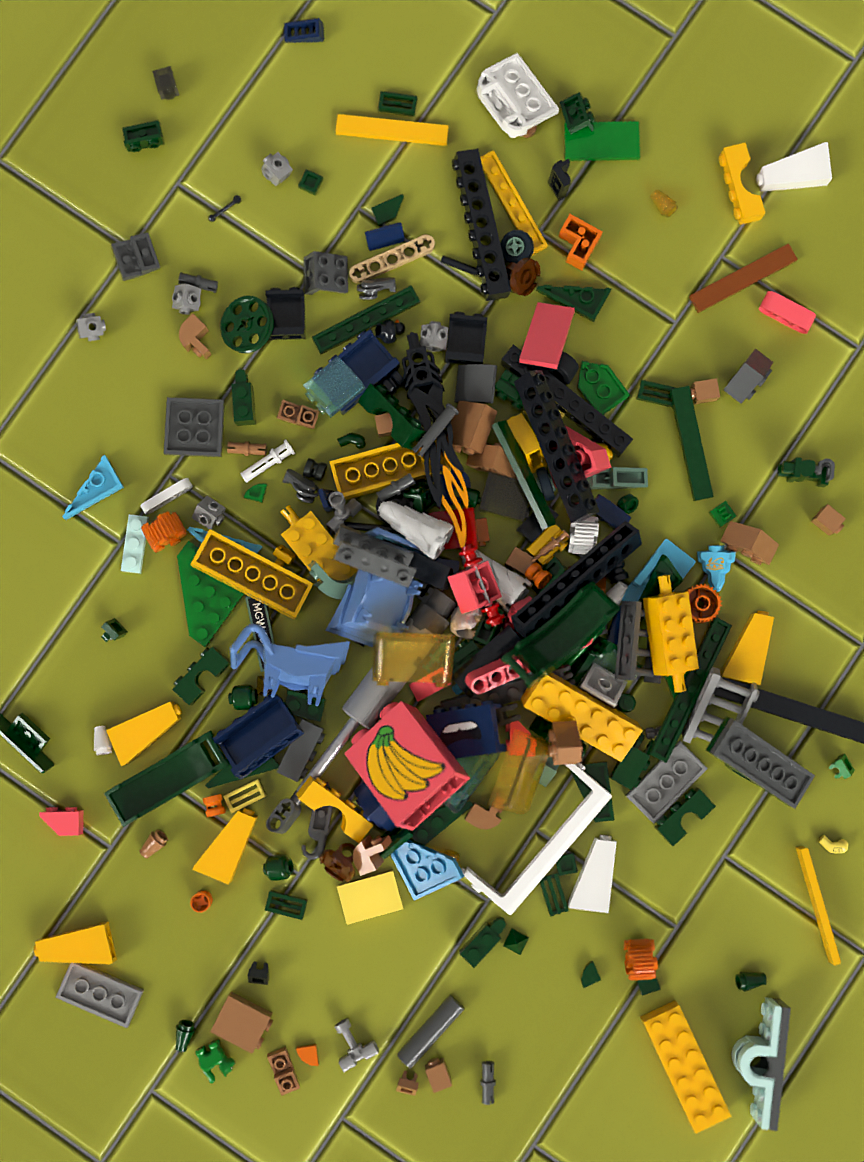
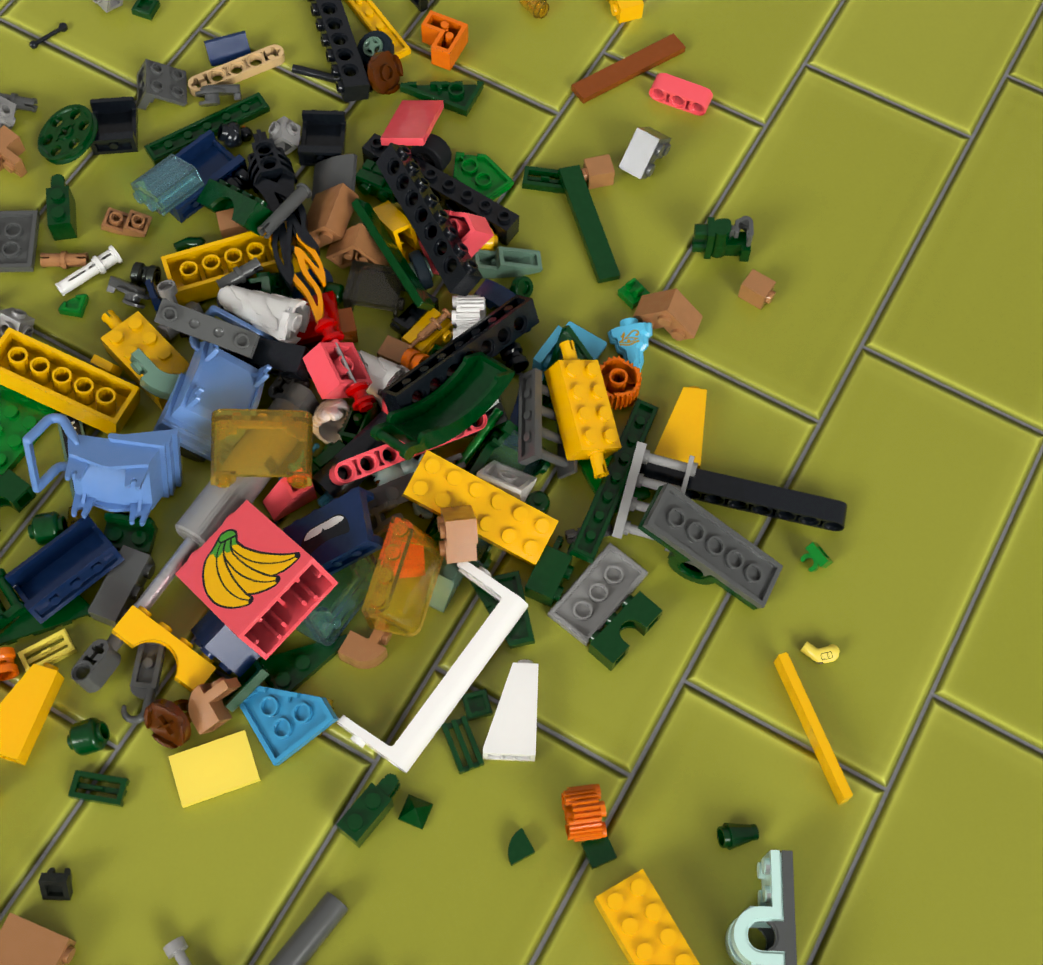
camera: 10 degrees left, 20 degrees down
(387, 210) = (231, 25): dark green tile -> none
(617, 592) = (513, 388): white cone -> none

